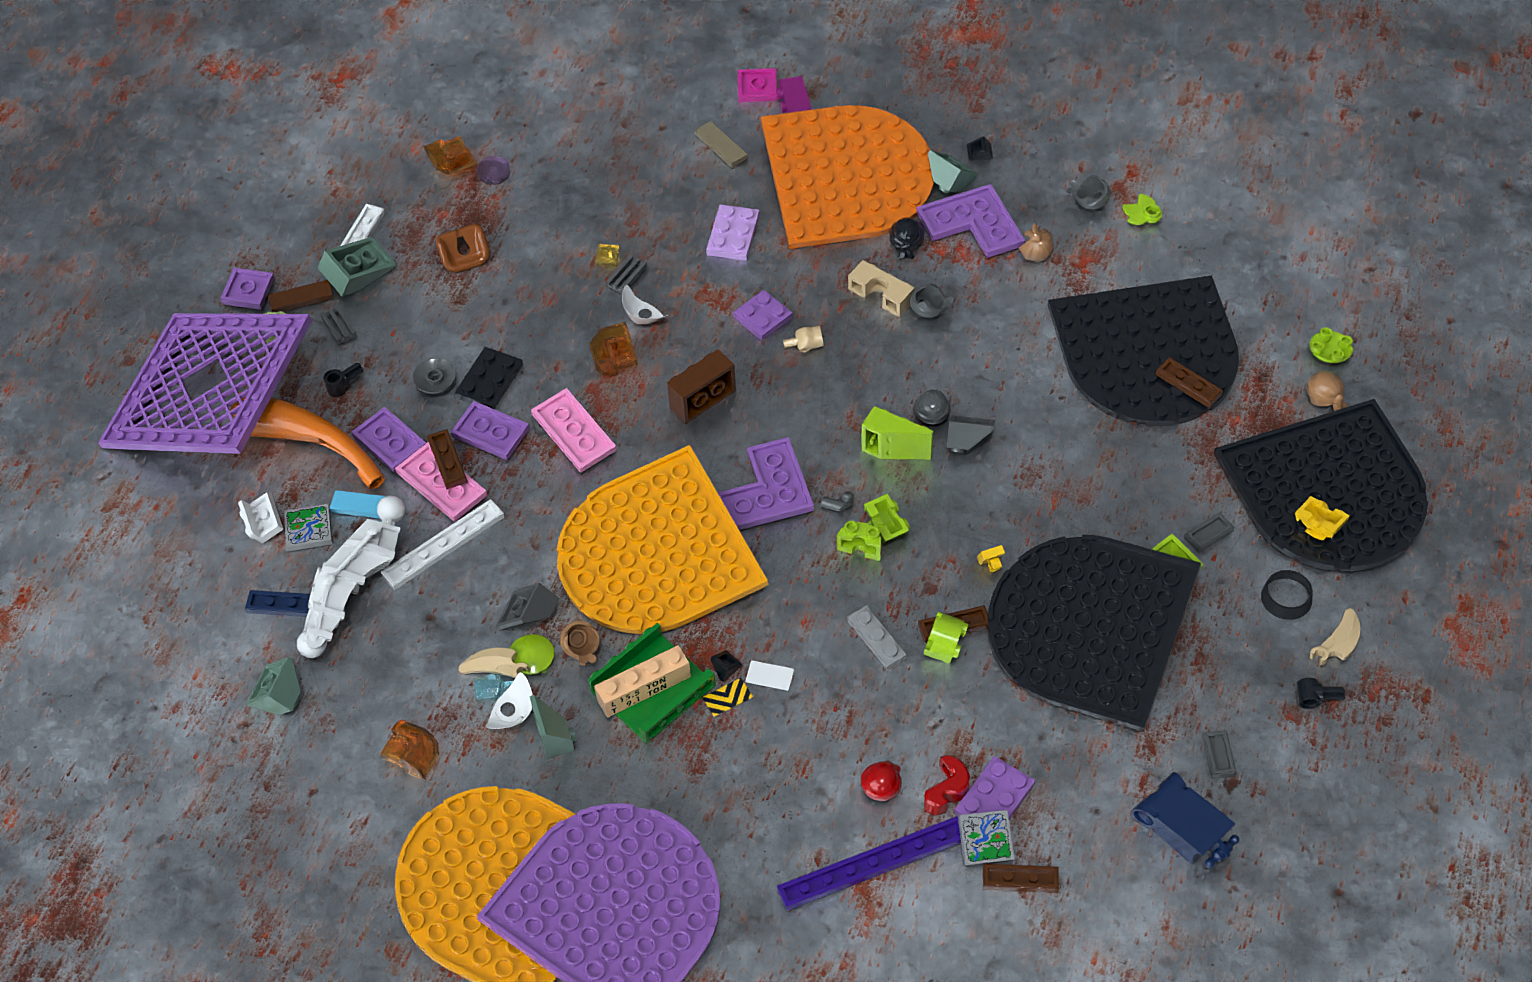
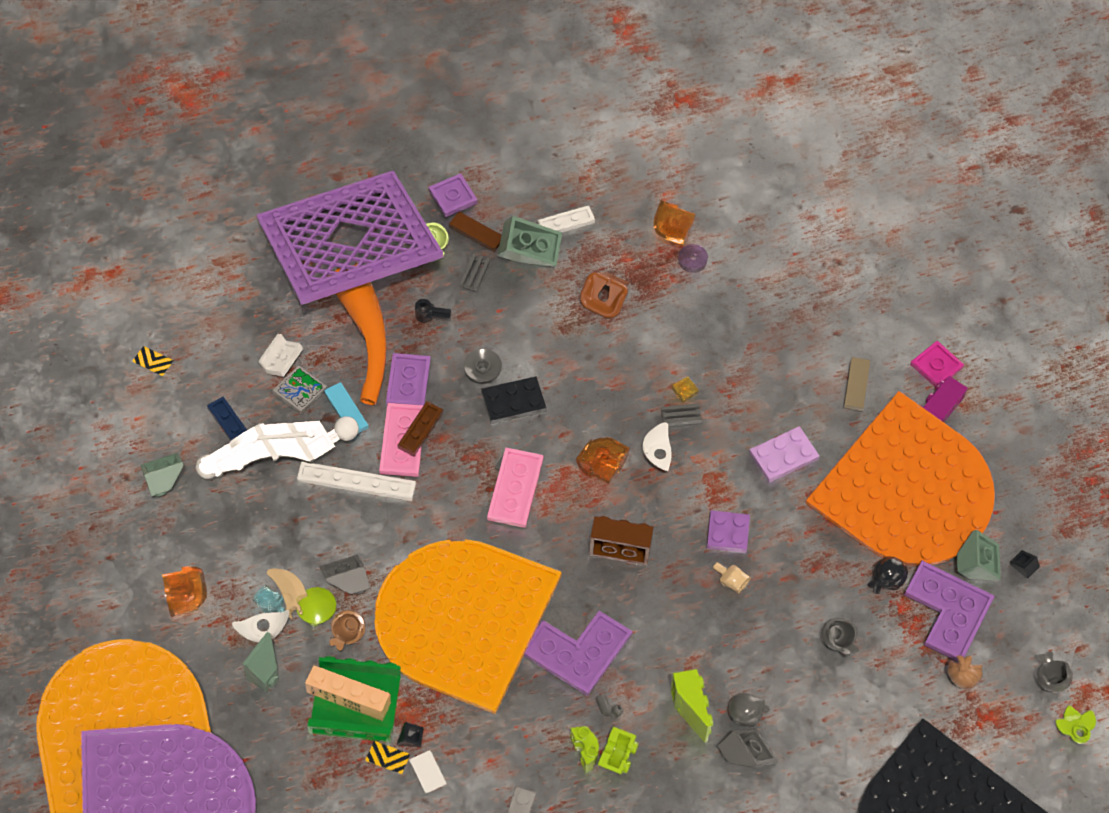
camera: 45 degrees right, 5 degrees up
(150, 624) = (152, 361): none -> sticker
(490, 430) = (470, 435): medium lavender plate -> none
(869, 278) = (823, 577): tan arch -> none

